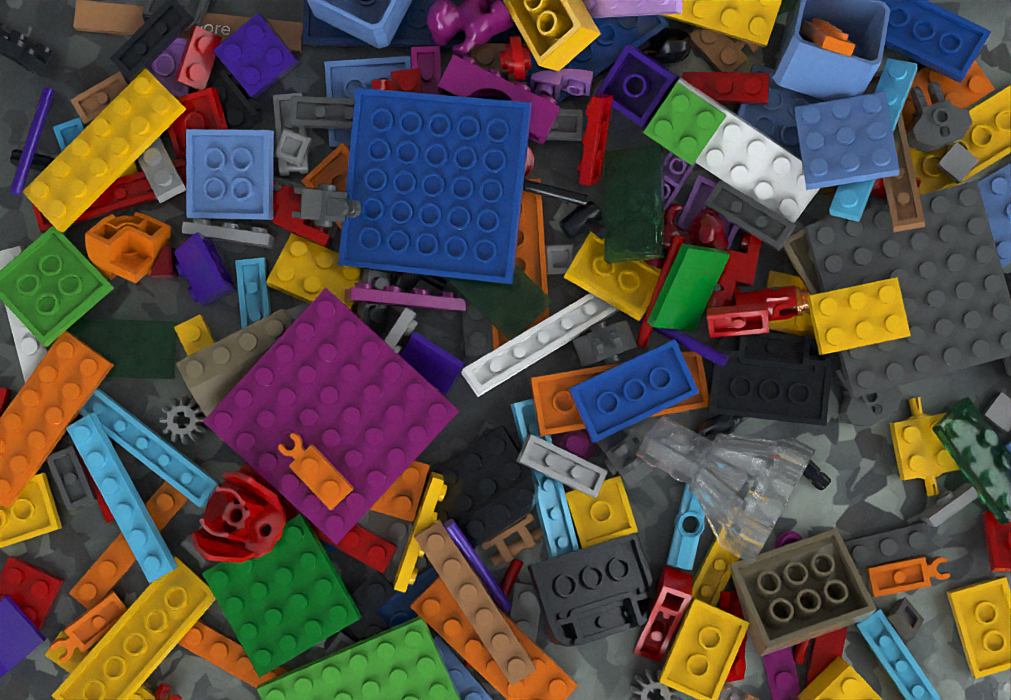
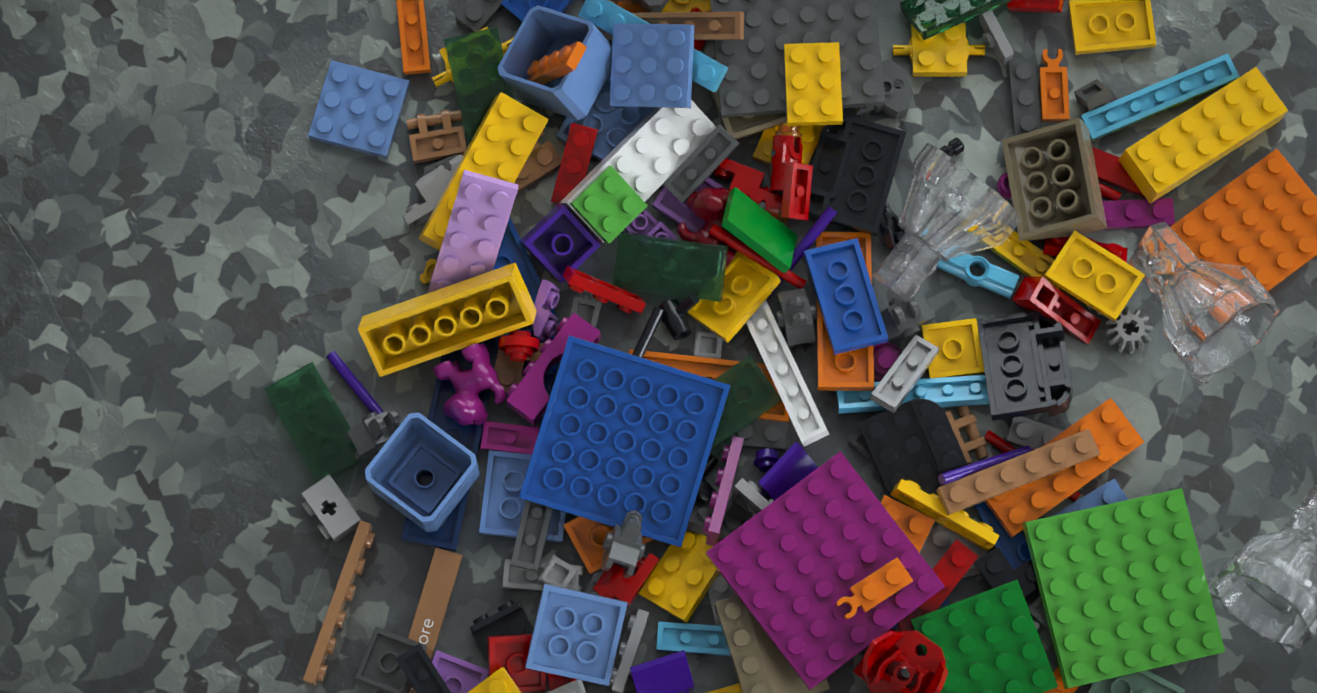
camera: 80 degrees left, 10 degrees down
(197, 58) = (455, 650): red plate -> none
(257, 56) = (463, 592): dark purple brick -> none
(401, 80) = (516, 459): red plate -> none
(450, 339) = (765, 459): none -> dark purple plate
(670, 46) = (525, 210): black piece -> none

